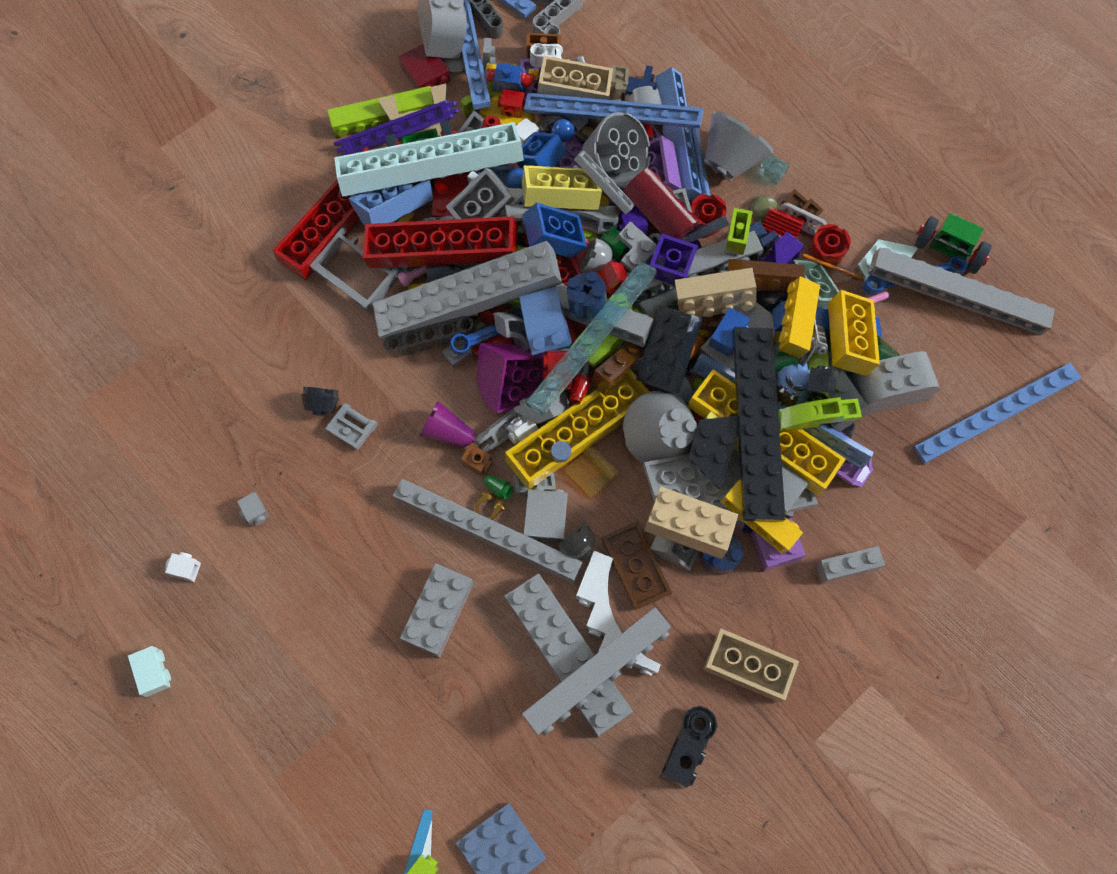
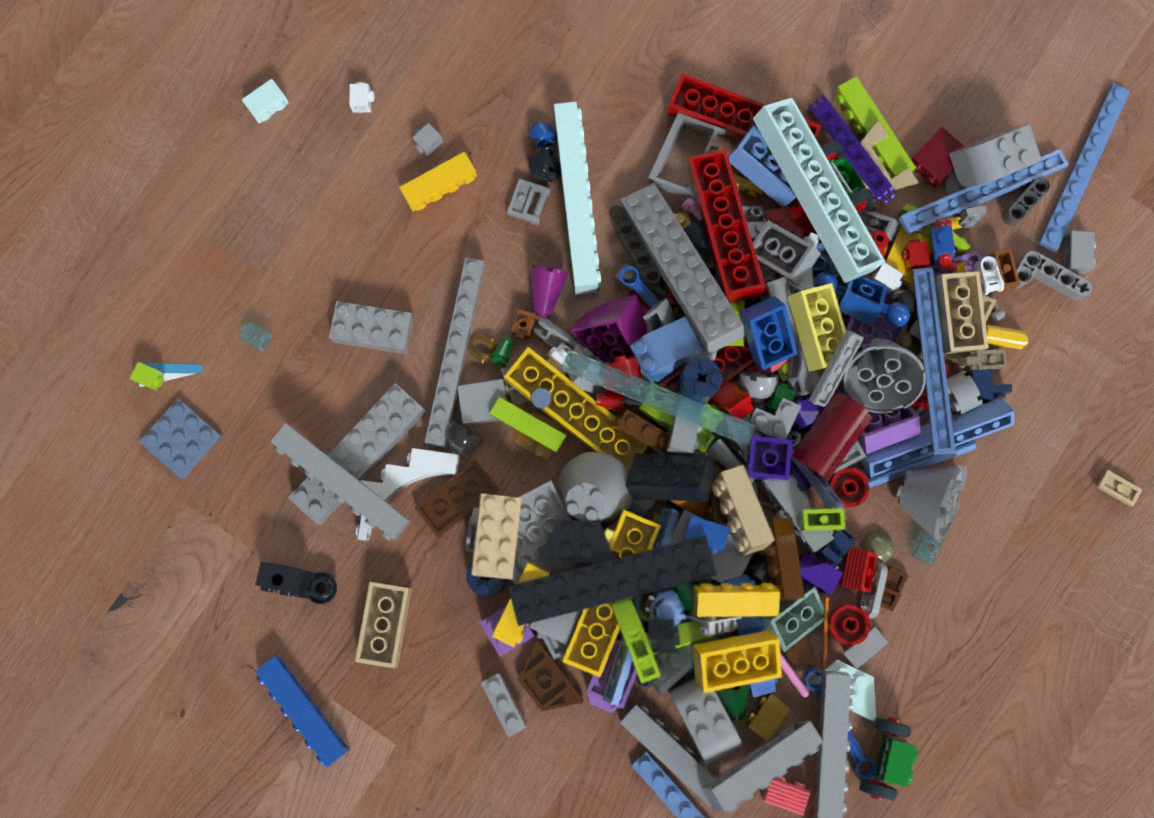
camera: 80 degrees right, 10 degrees up
(288, 396) = (542, 134): none -> blue head
(302, 508) = (438, 182): none -> yellow brick
(364, 377) = (576, 193): none -> light aqua brick
(418, 736) = (260, 339): none -> clear light blue brick
(581, 475) = (527, 424): none -> lime tile
(604, 55) = (1006, 337): none -> yellow brick
(752, 16) = (1119, 488): none -> tan plate
(823, 773) = (302, 711): none -> blue brick
(833, 521) = (546, 681): none -> reddish brown wing
(857, 244) = (862, 652): none -> light grey slope
(900, 333) = (767, 716): none -> pearl gold brick
(921, 422) = (667, 749): none -> light grey brick
(947, 343) = (761, 766): none -> light grey brick
(971, 335) = (787, 795): none -> coral brick

